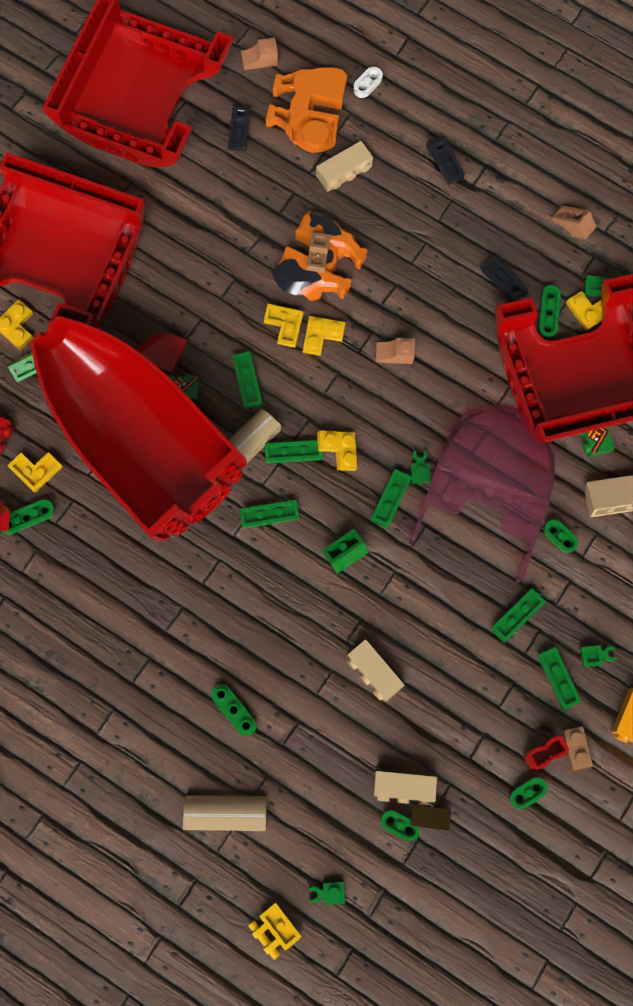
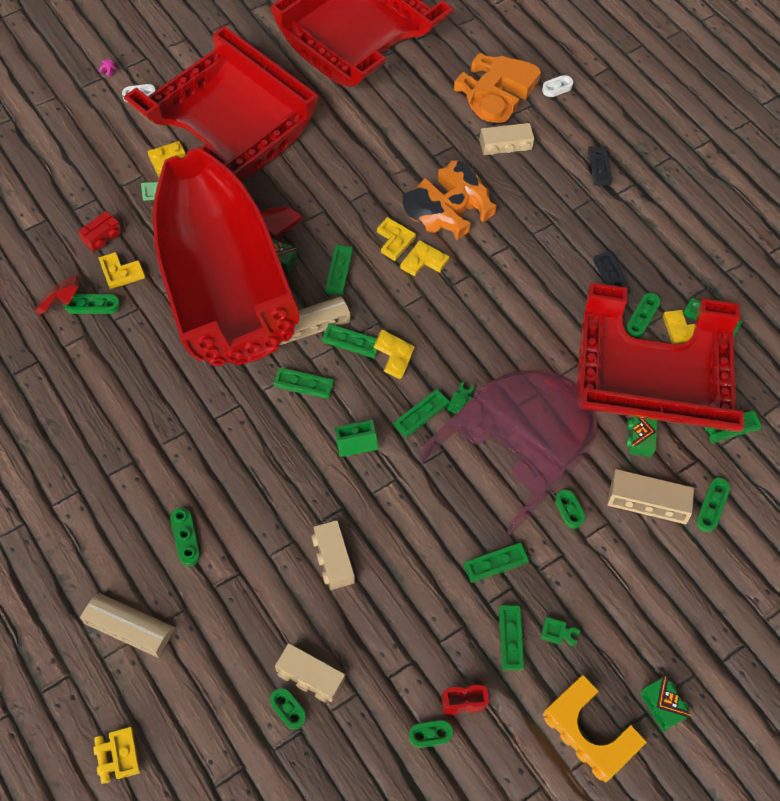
camera: 25 degrees right, 15 degrees down
(239, 128) = (429, 82): black plate -> none
(261, 55) = (474, 38): nougat arch -> none
(318, 252) = (450, 191): medium nougat slope -> none
(331, 893) = (189, 745): green plate -> none
(396, 351) = (485, 296): nougat arch -> none
(430, 817) = (321, 713): dark brown slope -> none
(575, 220) = (700, 251): nougat arch -> none
(578, 749) = (500, 714): medium nougat plate -> none

